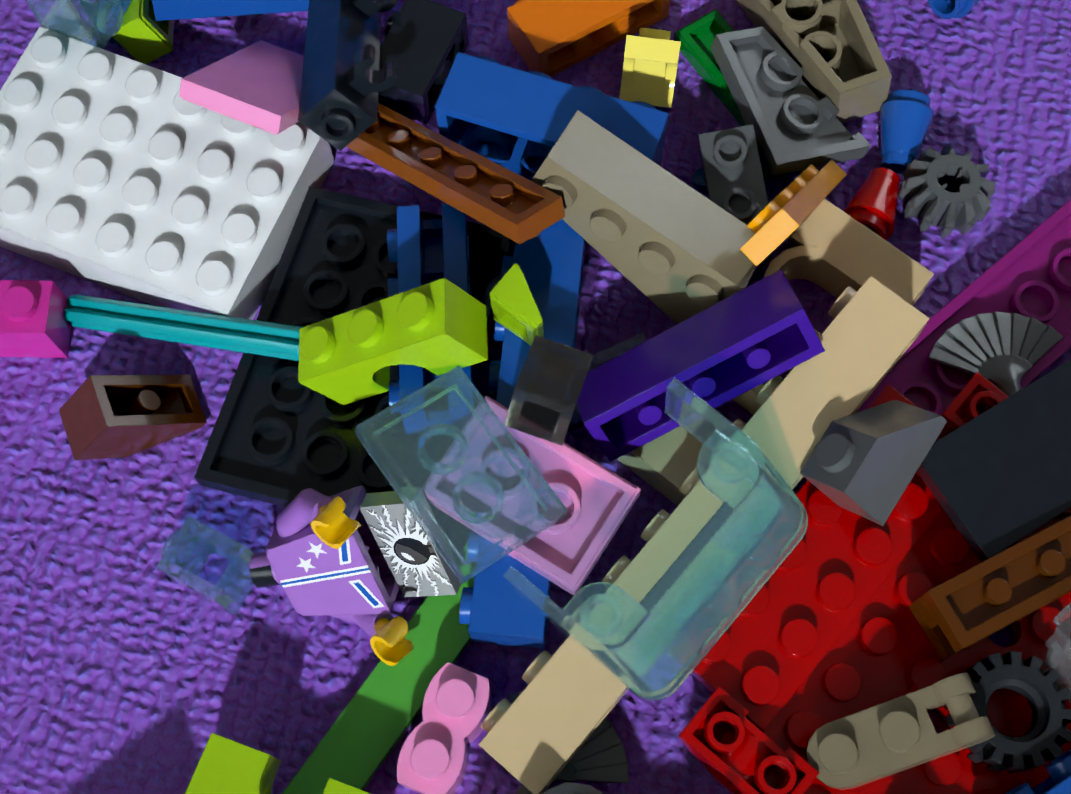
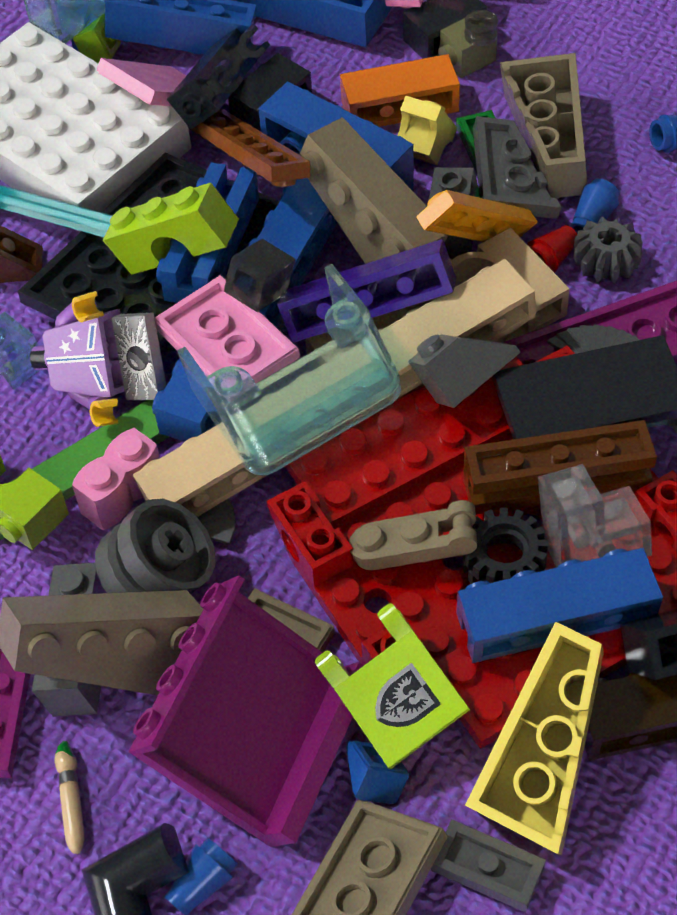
camera: 20 degrees right, 15 degrees down
(460, 473) = (181, 305): clear light blue tile -> none
(515, 306) = (259, 221): lime slope -> none

